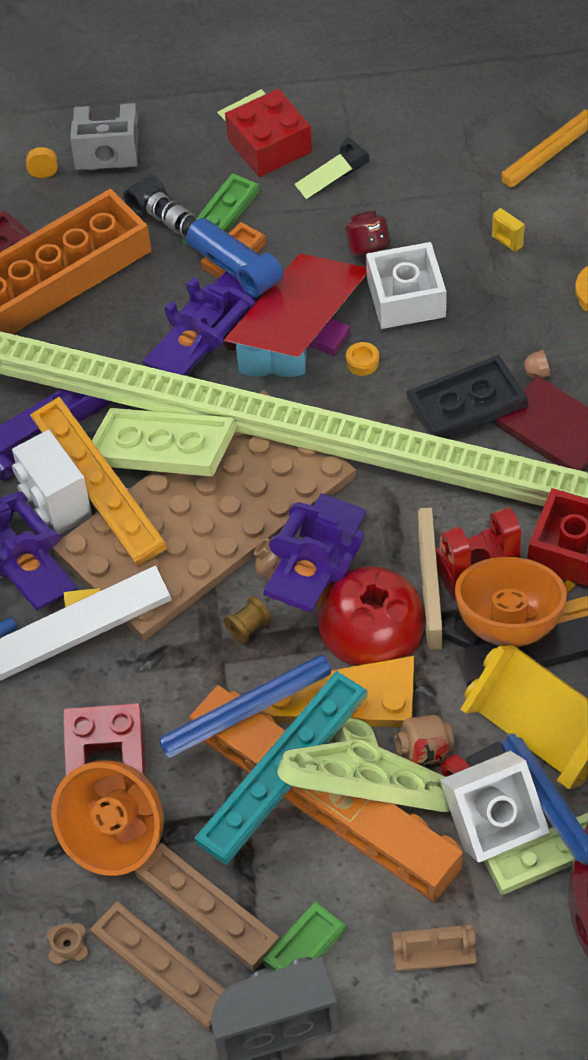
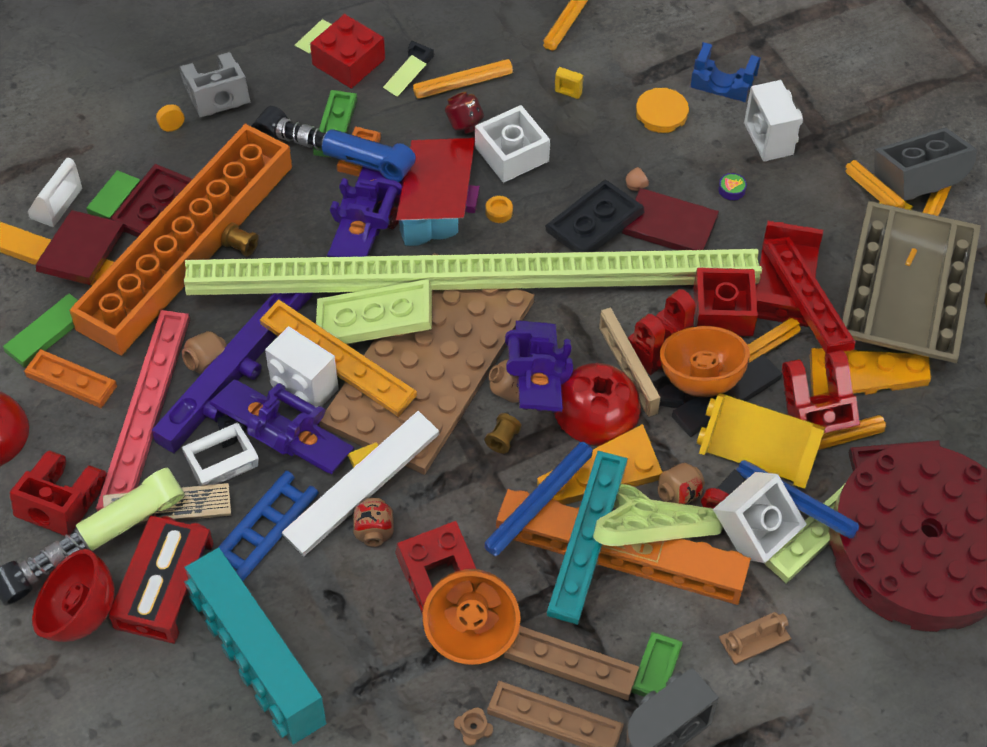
camera: 25 degrees left, 0 degrees up
(51, 314) = (239, 239): none -> pearl gold bush
(58, 678) = (373, 522): none -> medium nougat head
(388, 195) = (462, 78): none -> light orange axle

